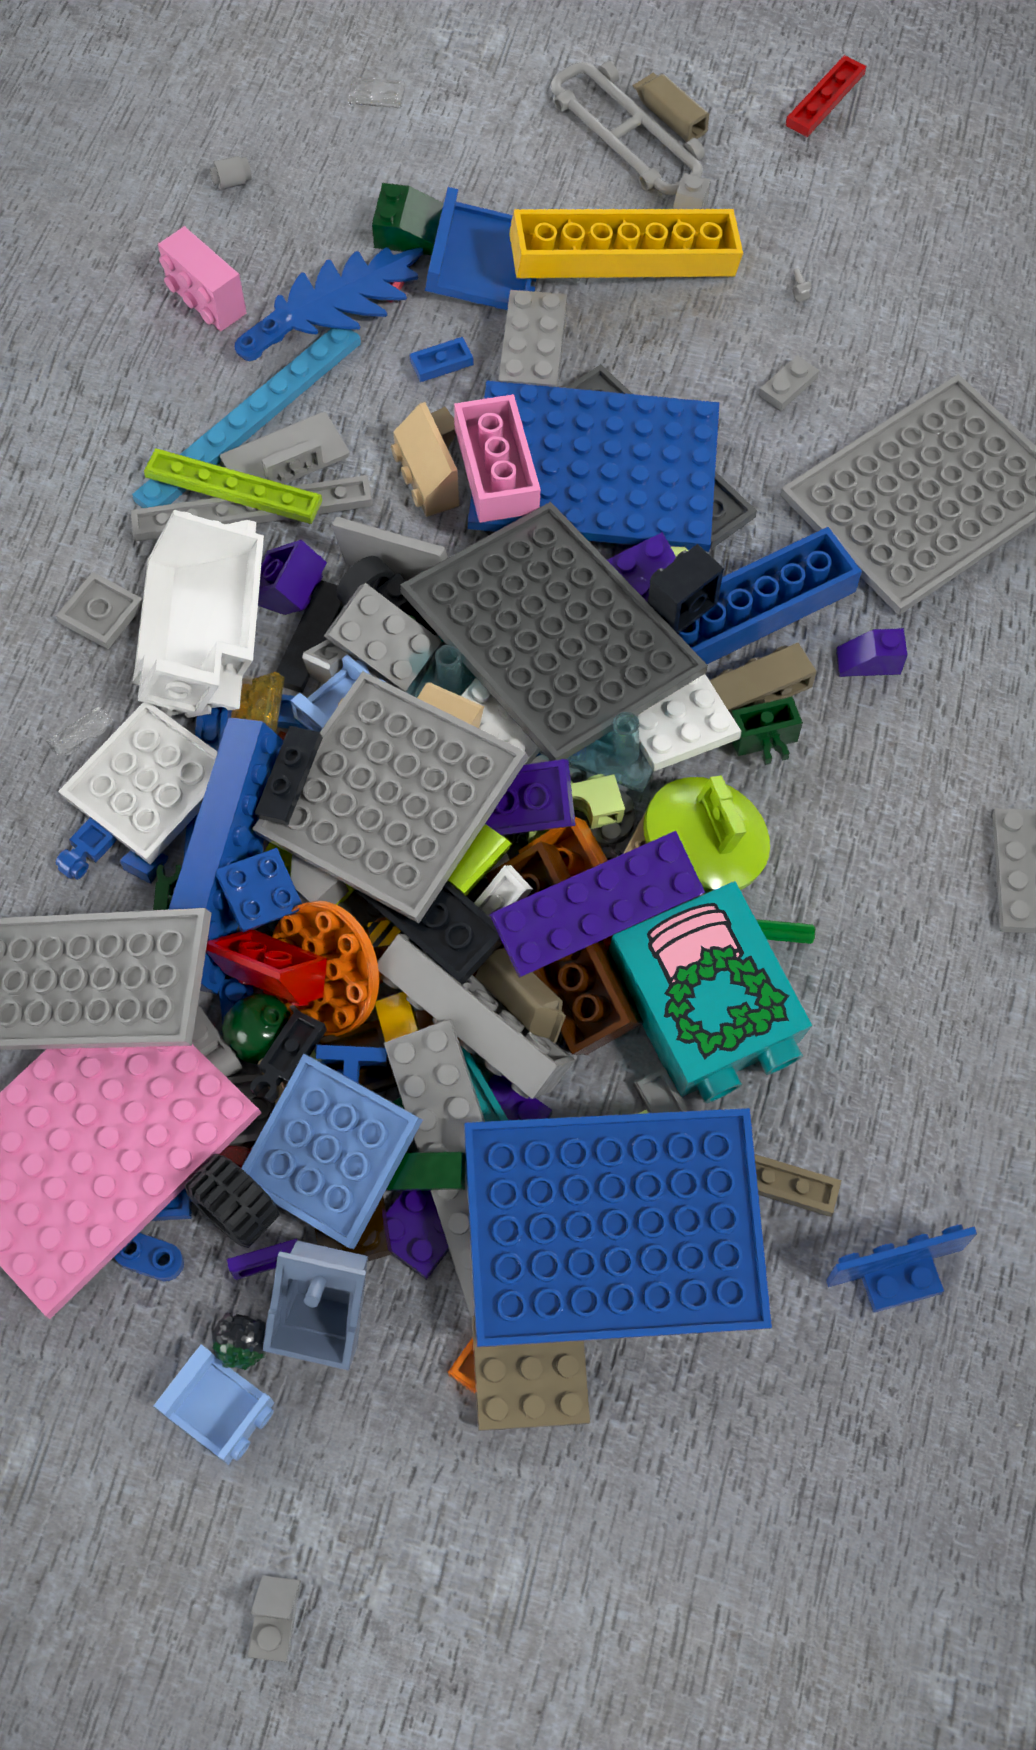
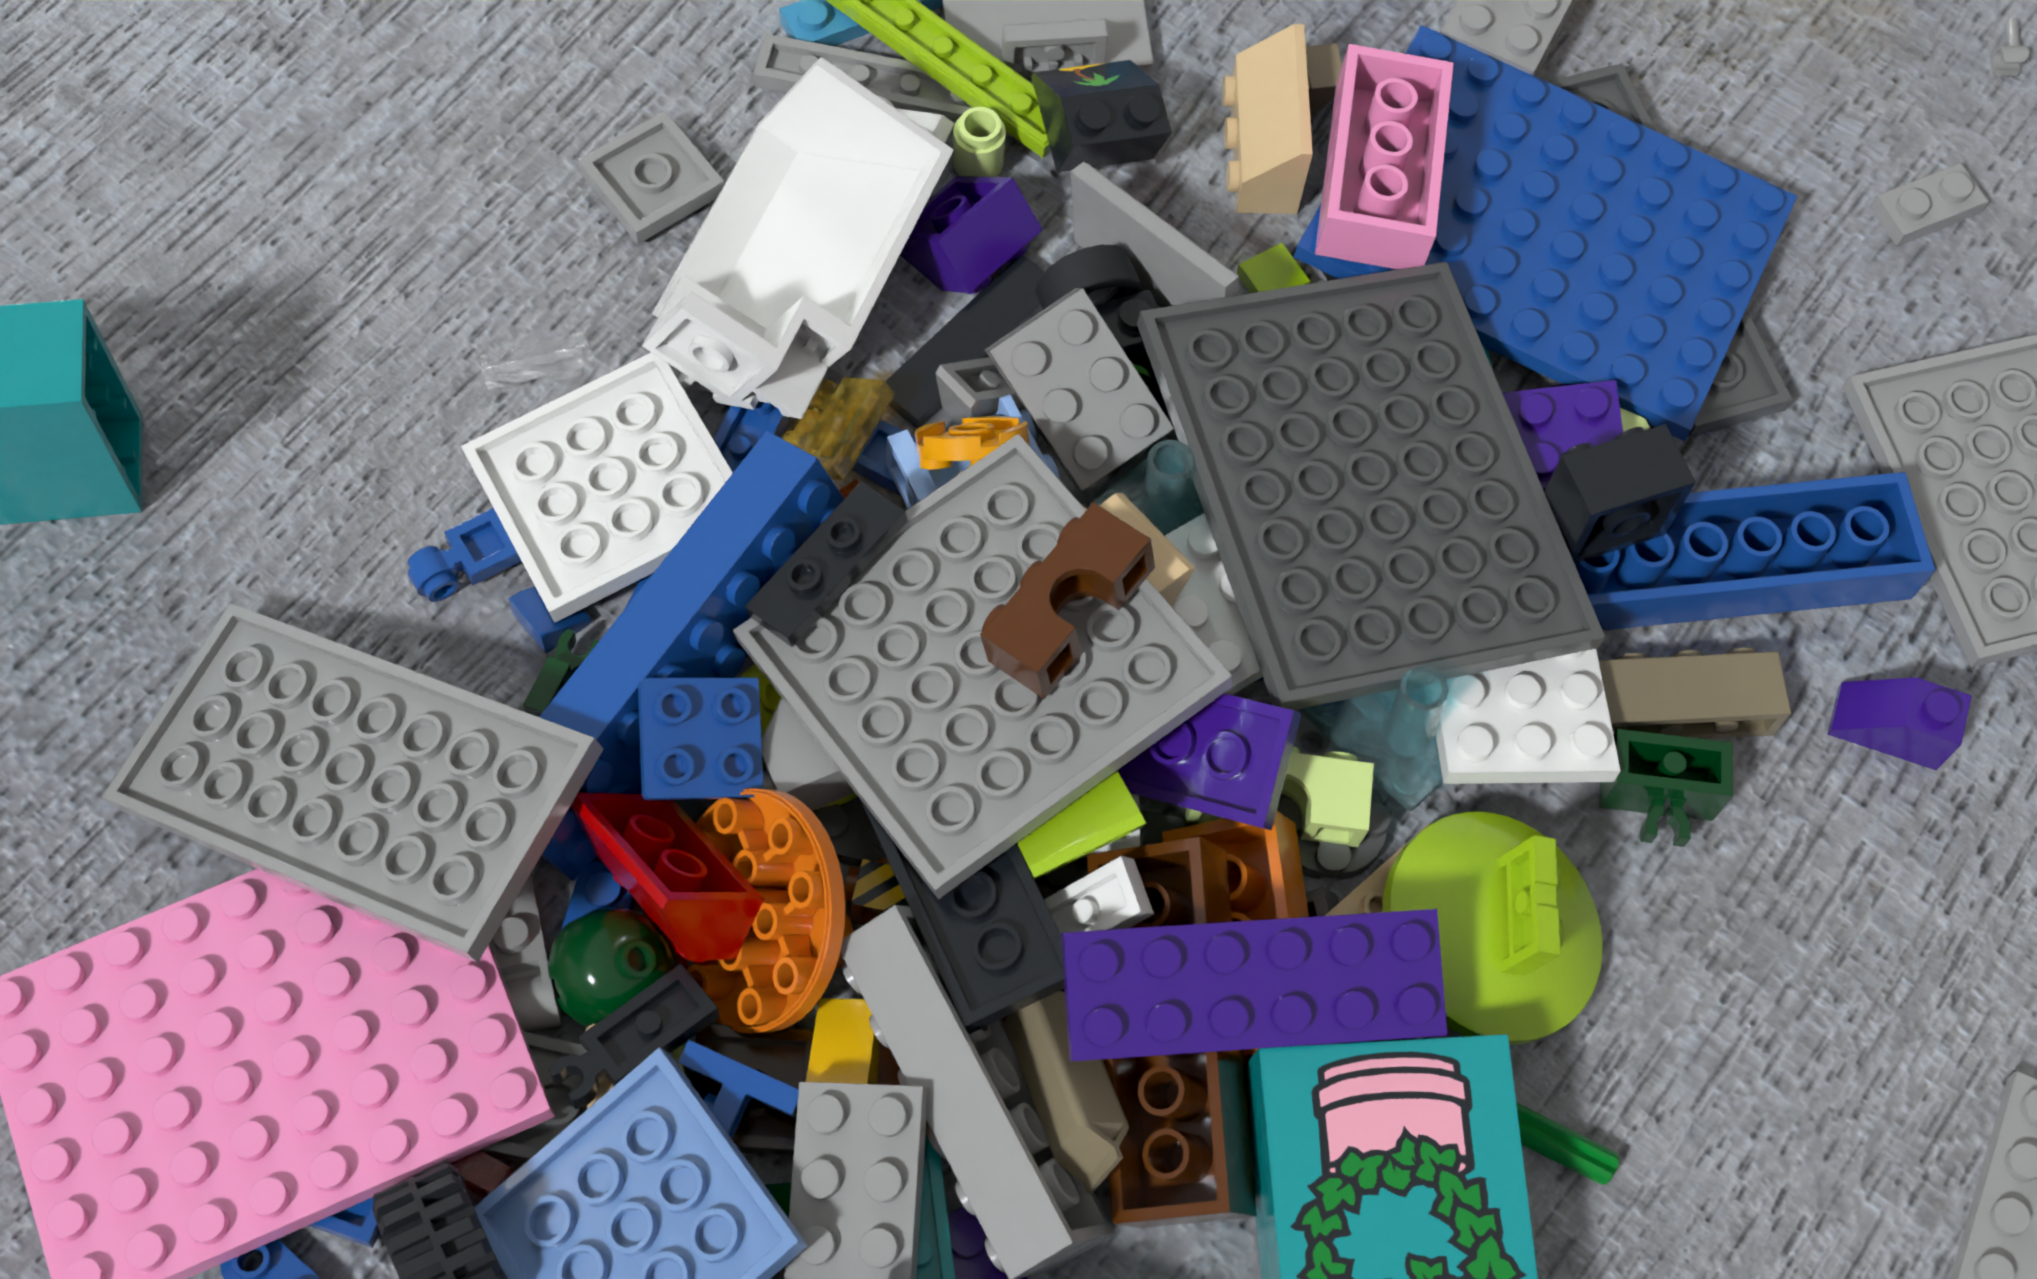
camera: 15 degrees right, 0 degrees up
(274, 527) = (978, 143): none -> yellowish green brick
(334, 488) = (1101, 114): none -> black slope
(335, 685) = (966, 441): none -> light orange plate
(429, 719) = (1091, 559): none -> reddish brown arch
(458, 540) = (1271, 270): none -> lime tile

